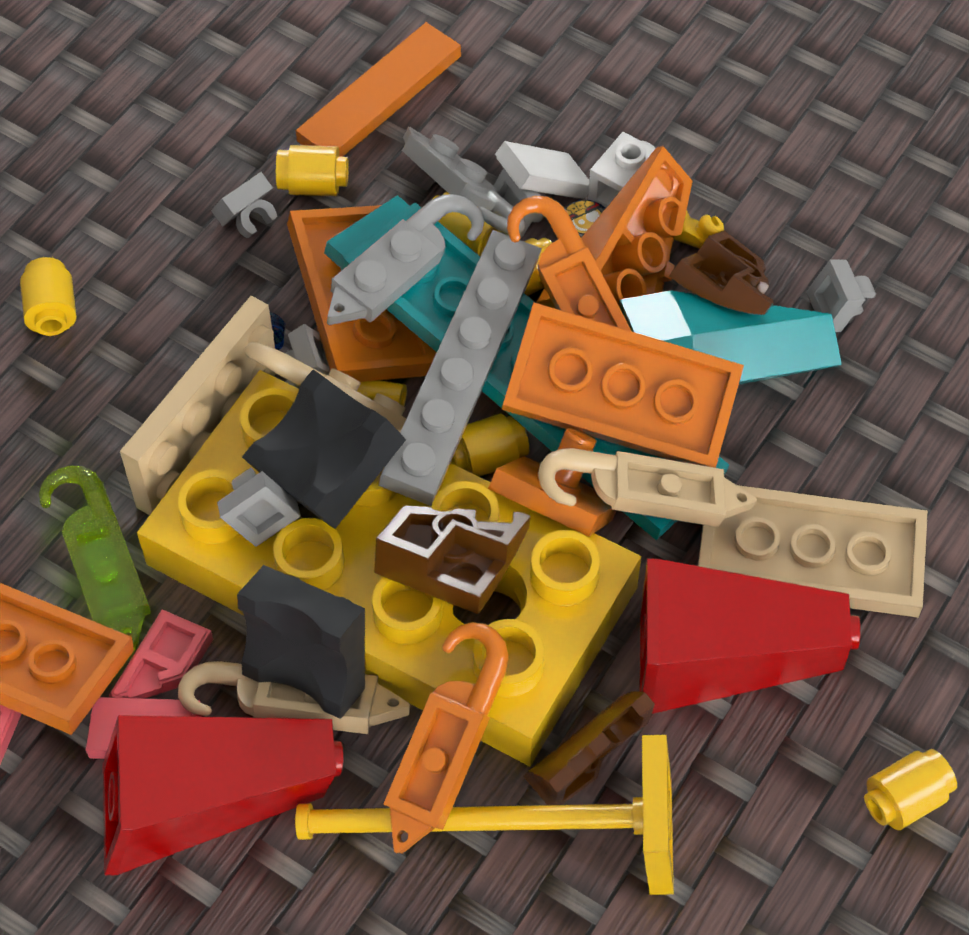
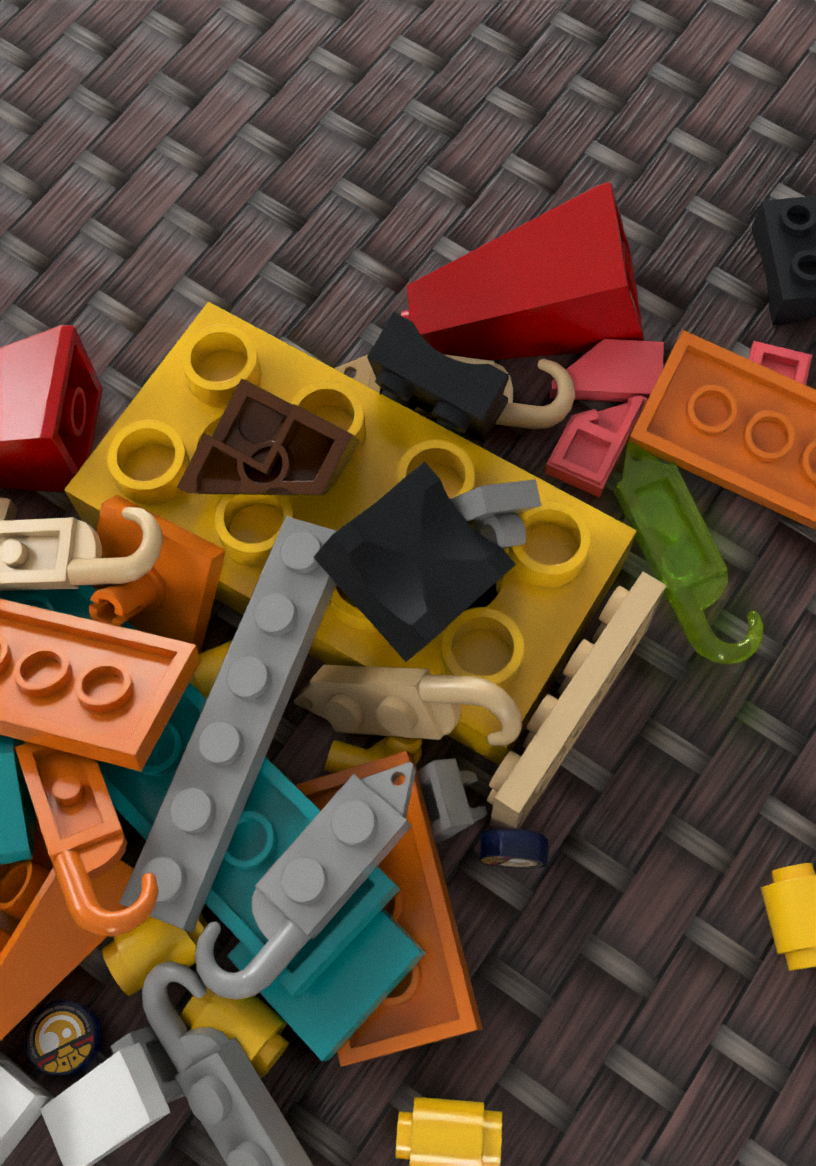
camera: 175 degrees left, 10 degrees up
(243, 201) = (549, 1082): light grey tile -> none
(445, 742) = (290, 289): orange plate -> none
(580, 756) = (144, 318): reddish brown slope -> none
(647, 816) = (99, 242): yellow tile -> none

